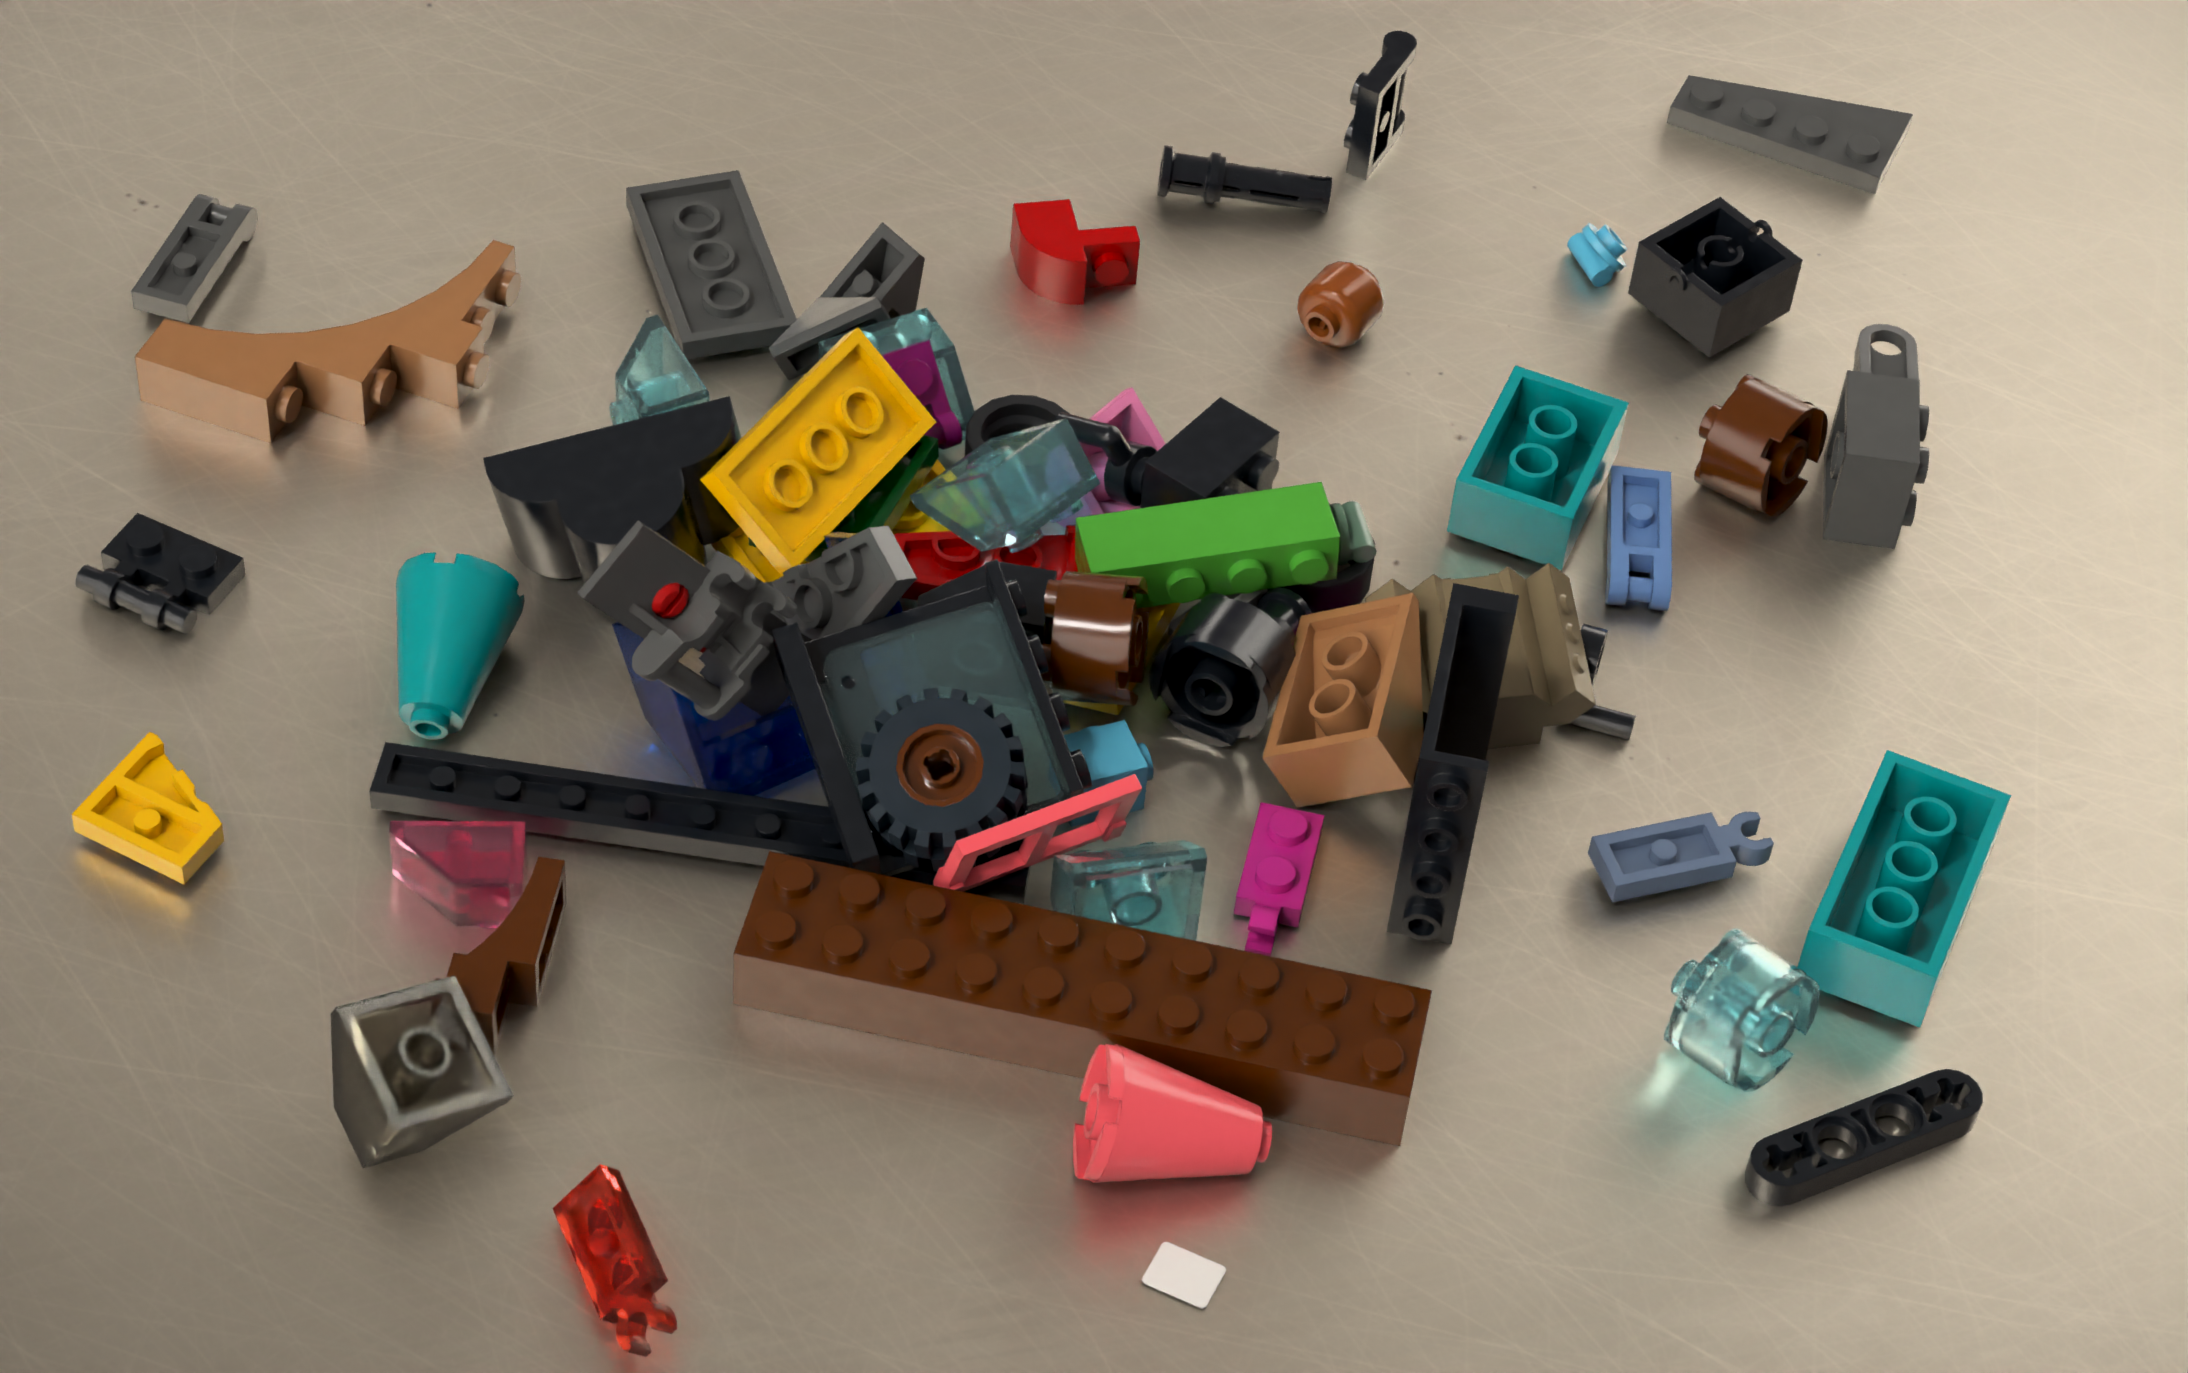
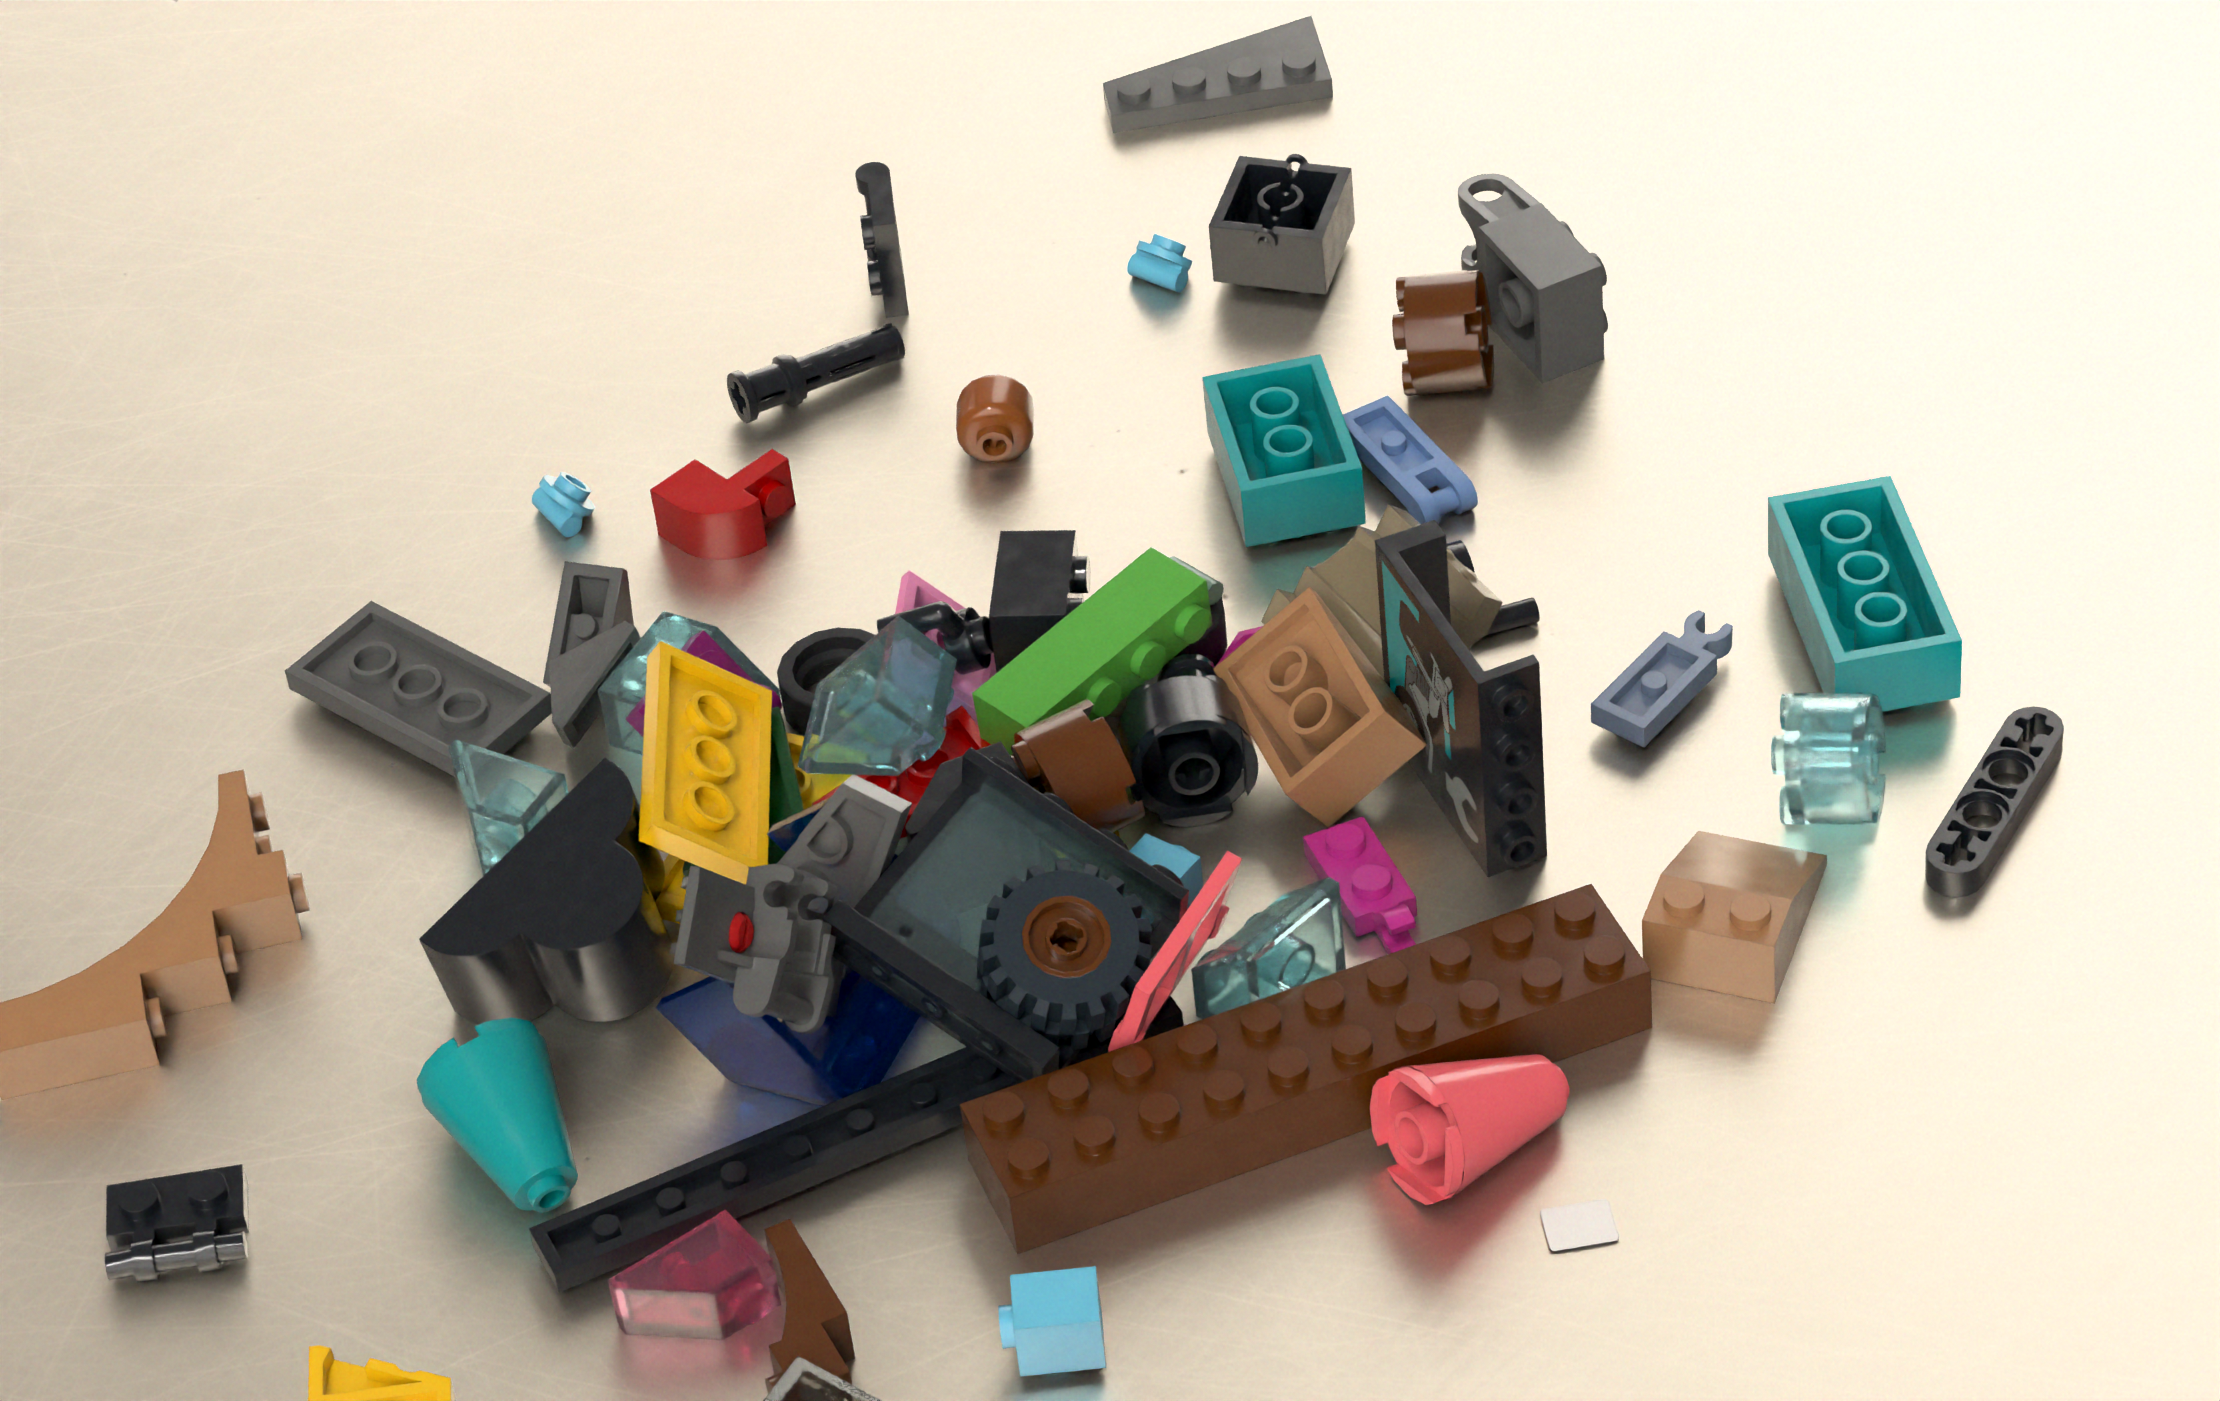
camera: 25 degrees left, 5 degrees down
(689, 1078) = (1054, 1321): none -> medium azure brick
(958, 177) = (563, 502): none -> medium azure plate
(1546, 1089) = (1730, 915): none -> medium nougat slope

